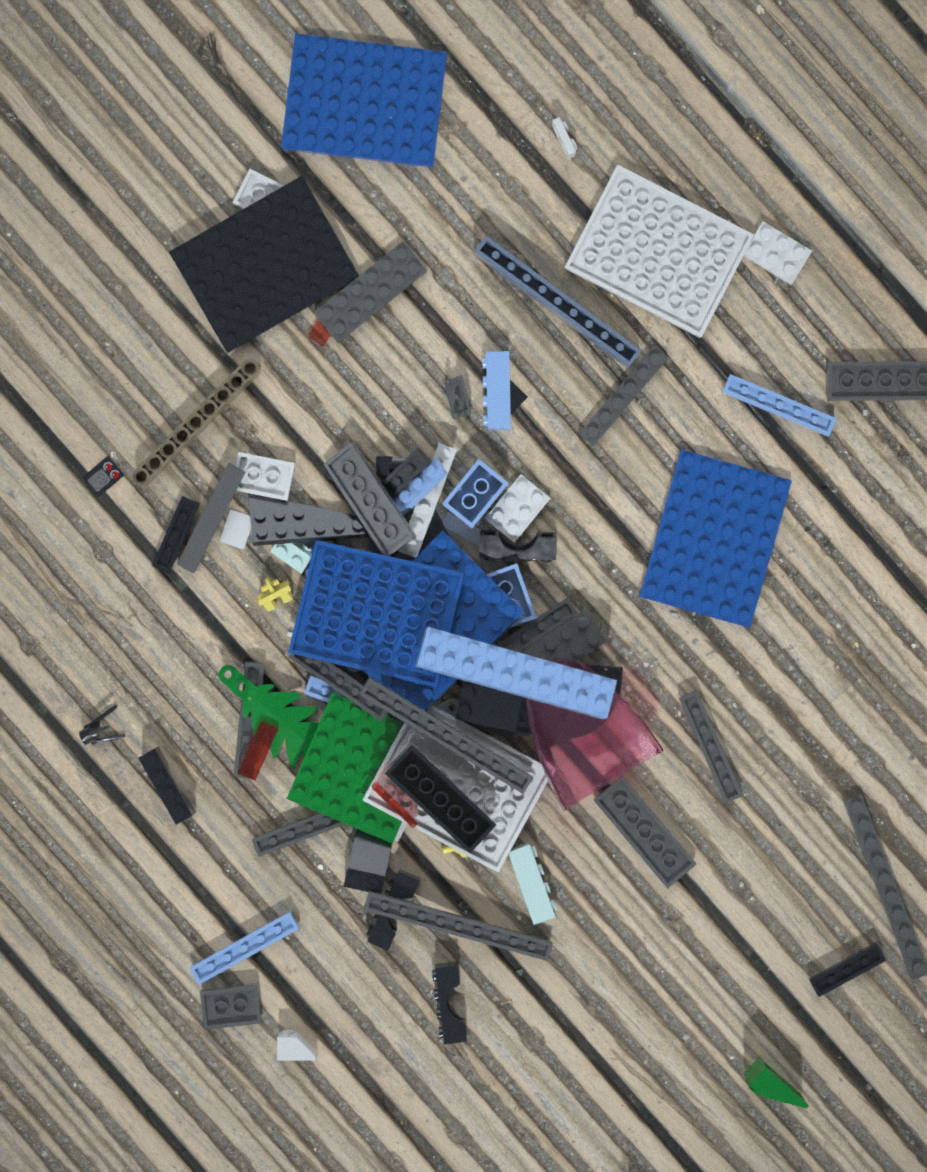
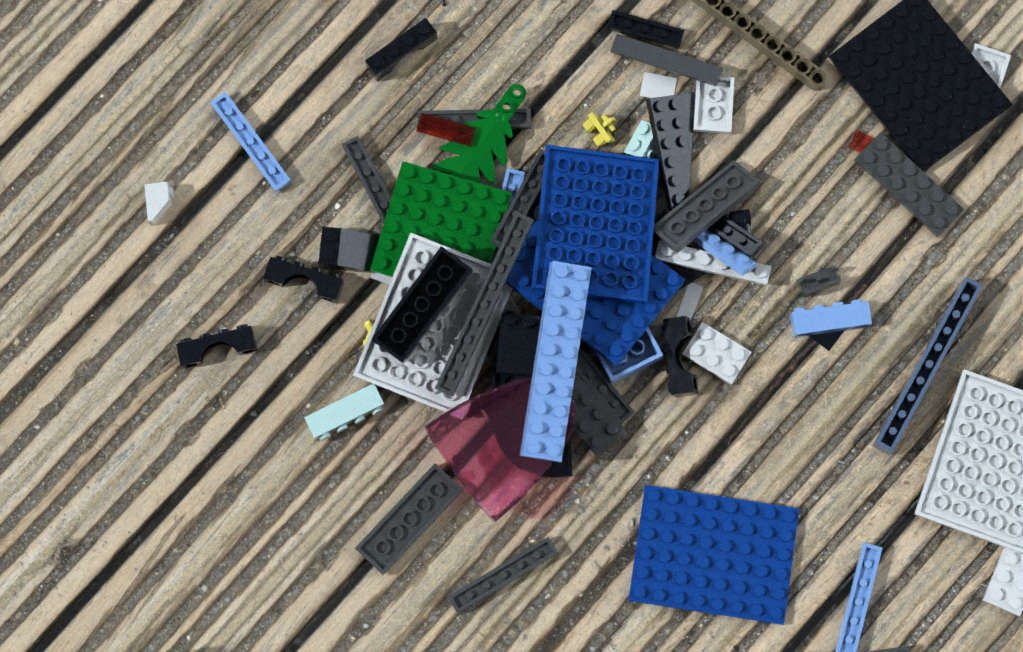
camera: 85 degrees right, 10 degrees down
(230, 1006) = (191, 136): dark grey plate -> none
(394, 804) = (410, 262): clear red tile -> none
(457, 925) = (295, 343): dark grey plate -> none
(475, 493) = (725, 308): light blue brick -> none
(623, 396) = (844, 444): dark grey plate -> none

